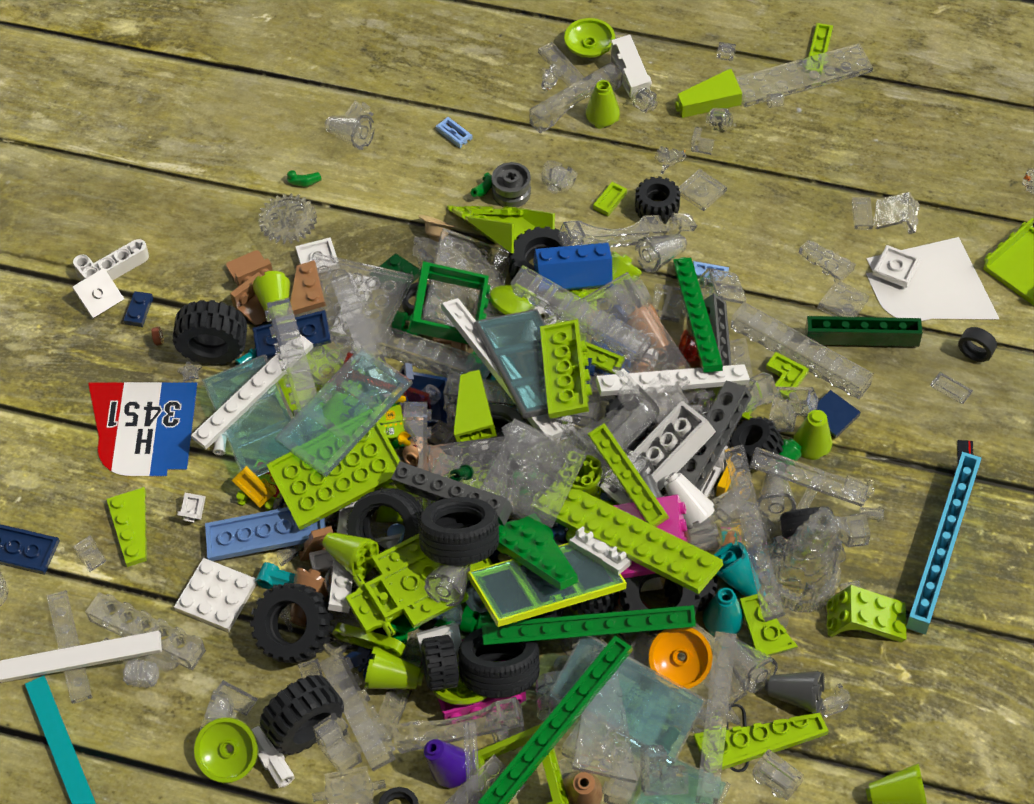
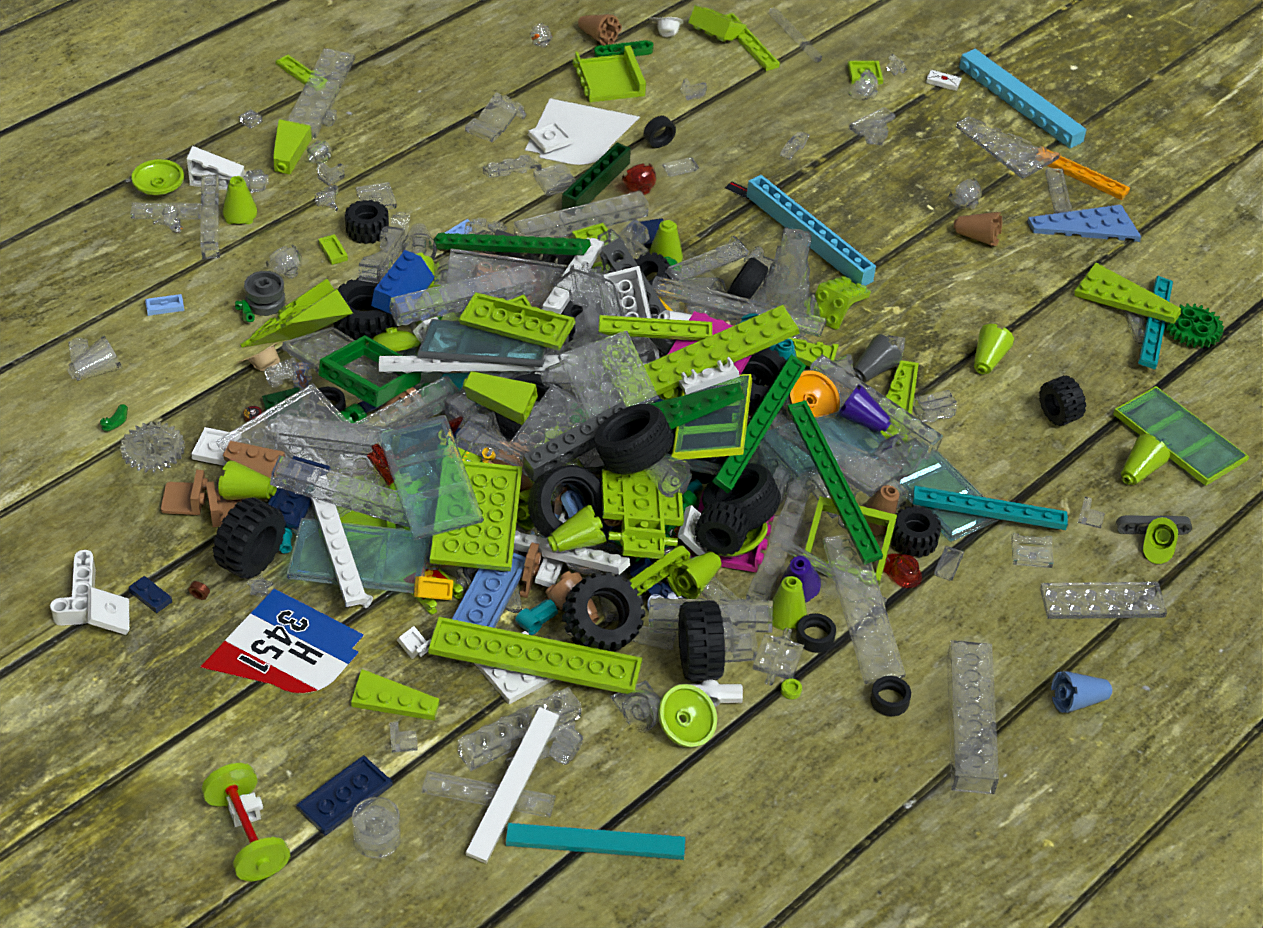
camera: 65 degrees left, 10 degrees down
(223, 602) = (535, 655): none -> lime plate
(373, 258) = (251, 412): none -> tile
(411, 770) = (789, 604): none -> lime cone
(446, 464) = (549, 429): clear panel -> none
(465, 472) = (562, 421): dark green pin -> none
(689, 709) = (864, 410): none -> dark purple cone
(893, 366) = (640, 178): none -> clear red cylinder

